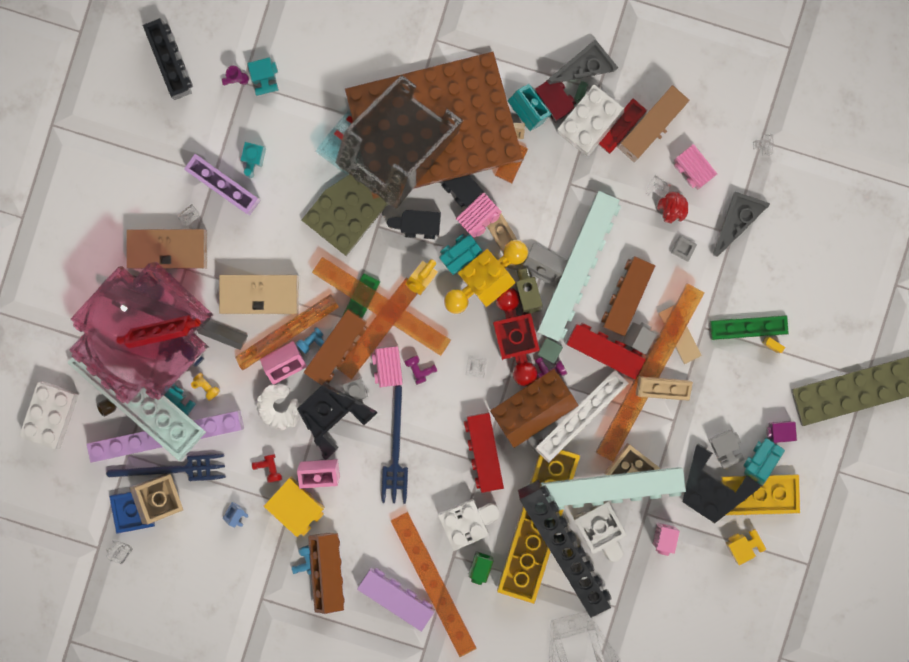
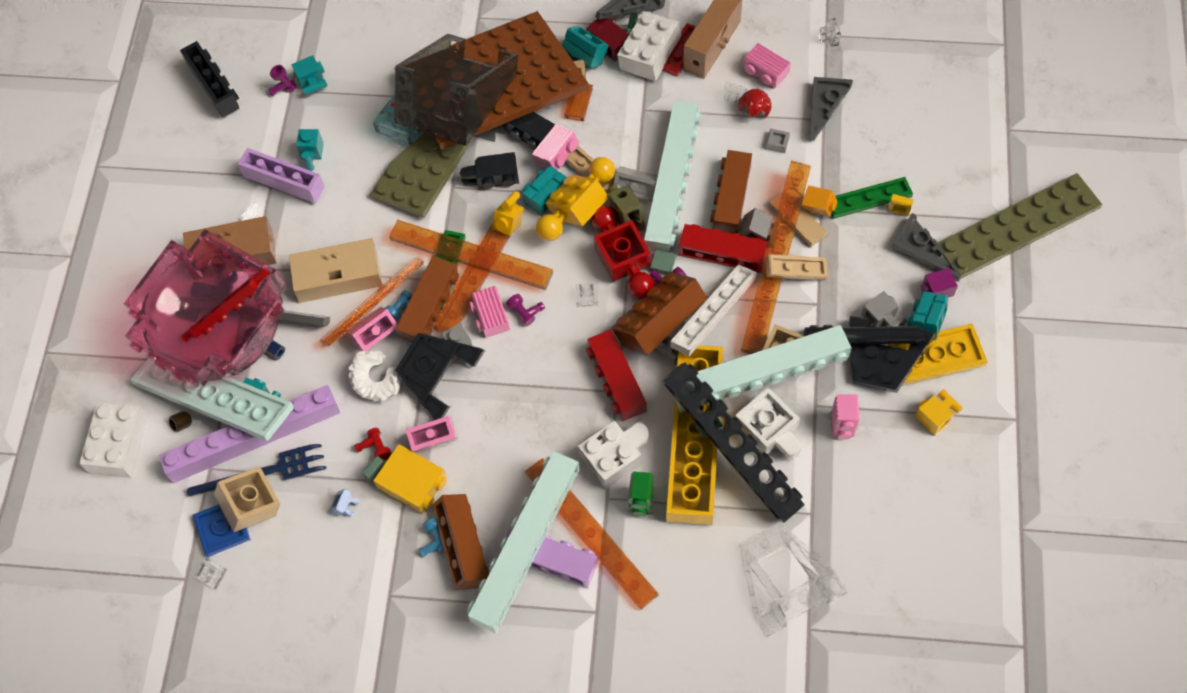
camera: 10 degrees left, 25 degrees down
(199, 381) = (297, 380): yellow piece -> none
(265, 492) = (373, 469): none -> sand green tile
(378, 591) = (523, 543): none -> light aqua brick
(395, 467) = (518, 415): dark blue piece -> none
(673, 458) = (878, 334): none -> black cylinder
(702, 326) = (819, 201): none -> light orange brick
(777, 386) = (920, 246): none -> dark grey wing

